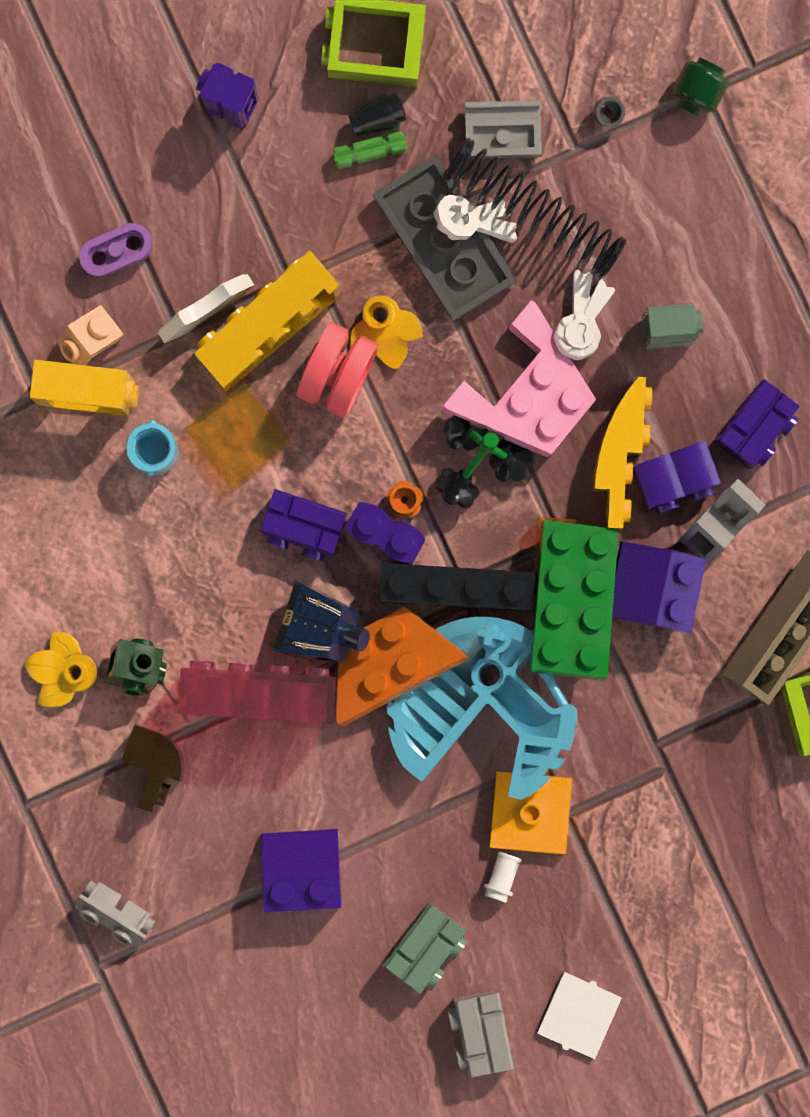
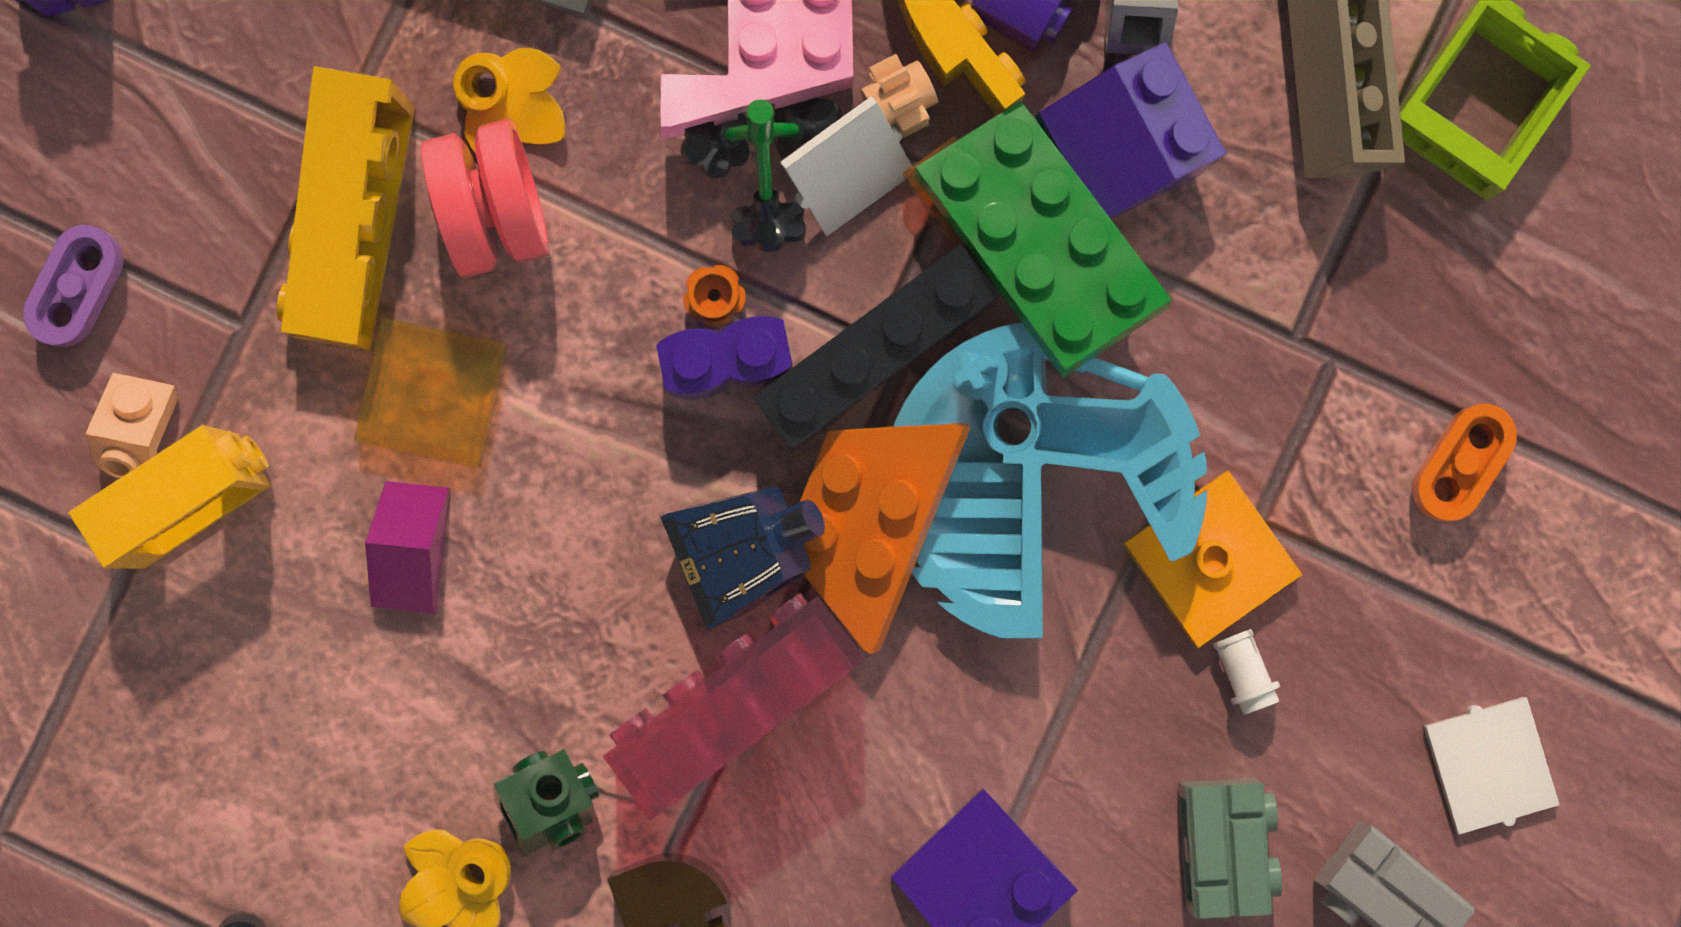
camera: 35 degrees left, 0 degrees up
(152, 449) = (331, 500): medium azure piece -> none
(168, 497) = (407, 547): none -> magenta slope
(195, 314) = (257, 234): white tile -> none
(303, 524) = (609, 435): dark purple brick -> none
(514, 493) = (847, 166): none -> white piece
(566, 480) = (901, 93): none -> light nougat gear
(682, 865) = (1462, 464): none -> orange plate

